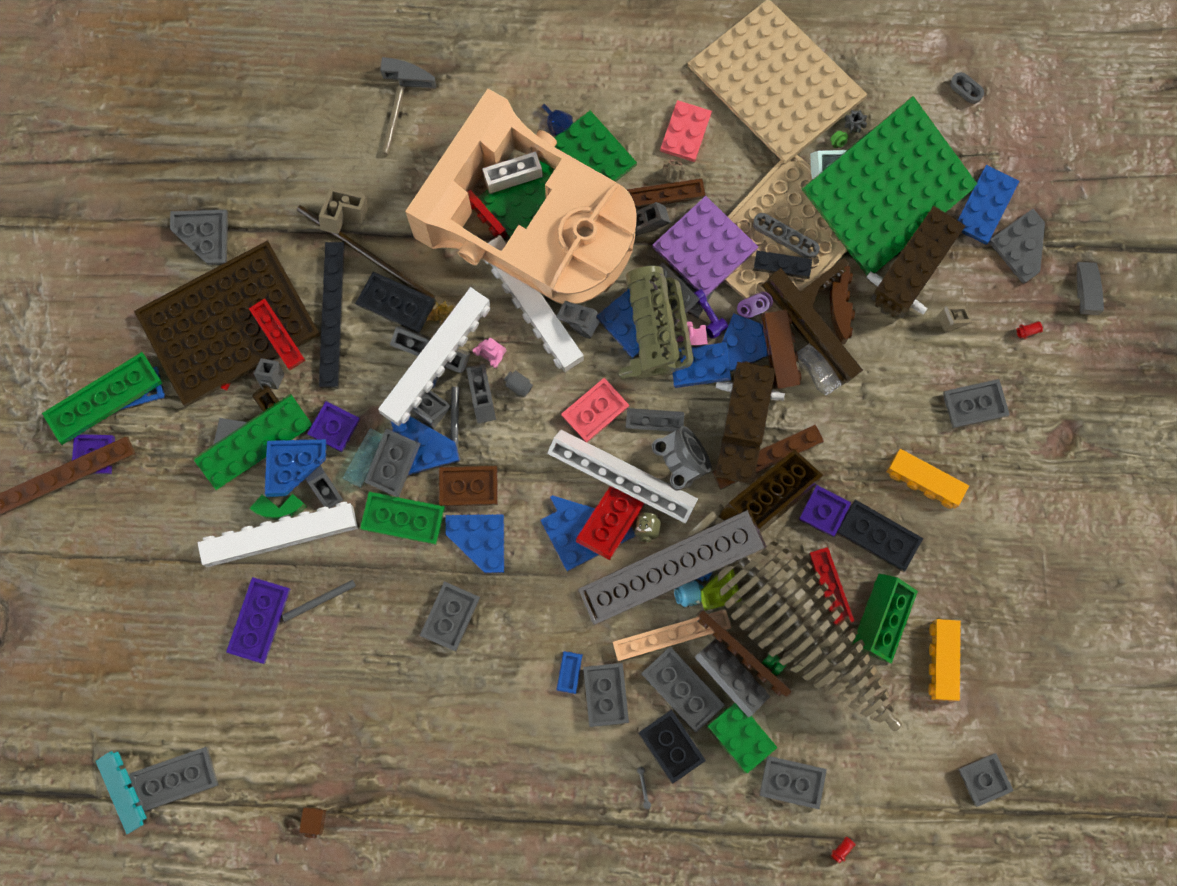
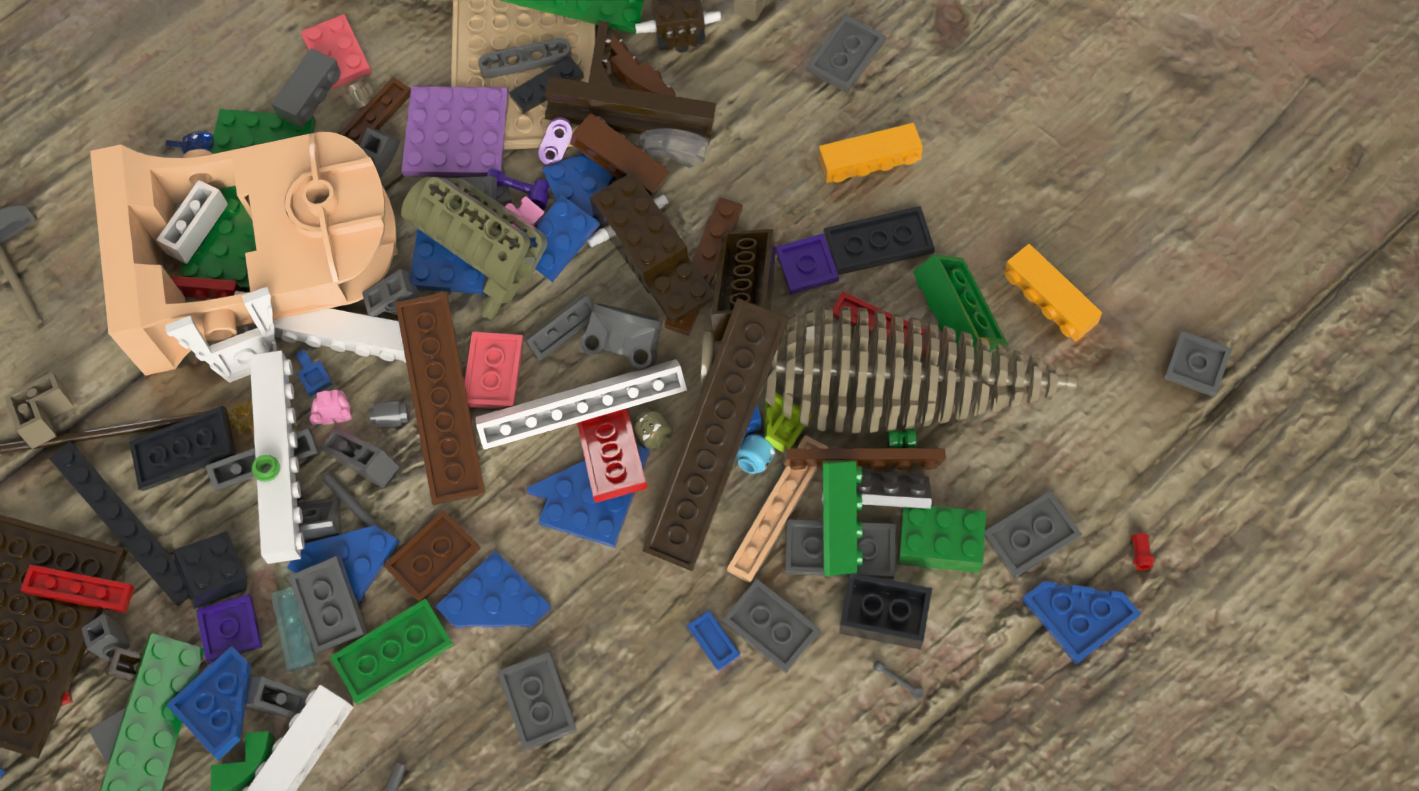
camera: 40 degrees left, 10 degrees down
(351, 386) = (210, 570): none -> black brick
(419, 357) = (263, 461): none -> bright green plate
(465, 274) = (231, 356): none -> white wing
(499, 323) = (312, 375): none -> blue plate
(551, 401) = (440, 398): none -> reddish brown plate
(646, 143) = (306, 88): none -> dark grey brick
(693, 676) = (840, 517): none -> green slope
(773, 851) = (1080, 615): none -> blue plate

